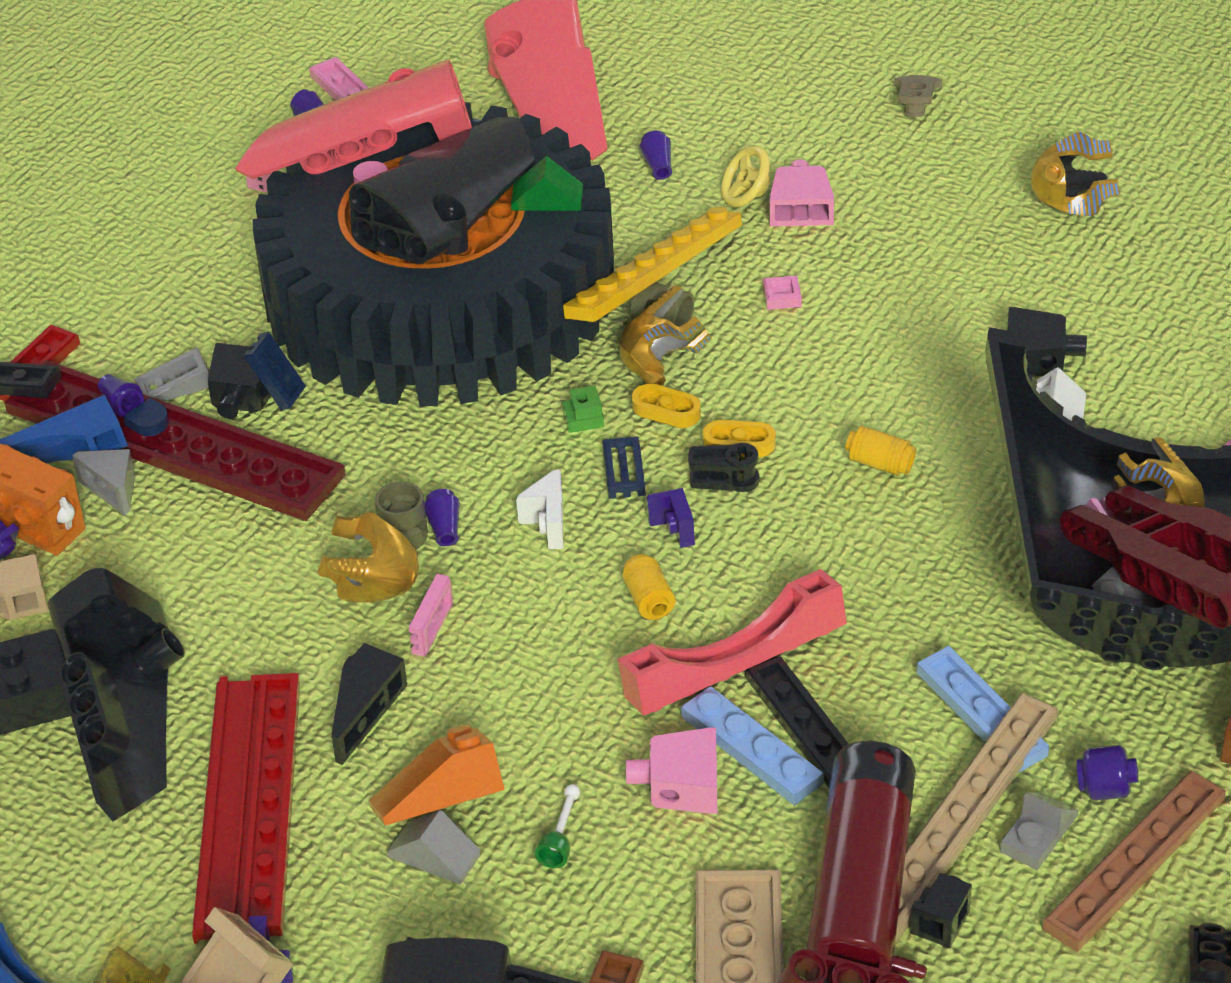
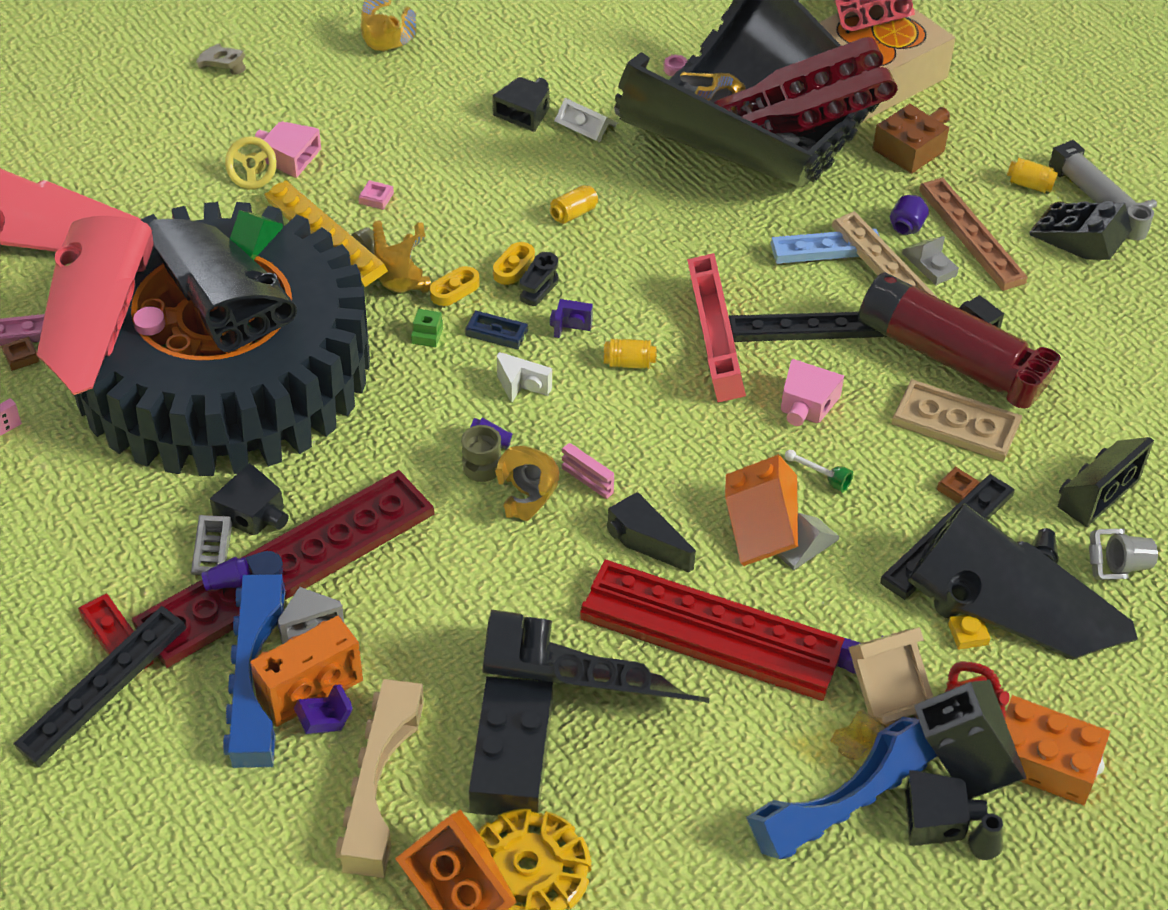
camera: 70 degrees left, 5 degrees up
(271, 374) = (271, 472): dark blue tile -> none
(657, 152) = (175, 196): dark purple cone -> none
(753, 746) = (777, 360): light blue plate -> none

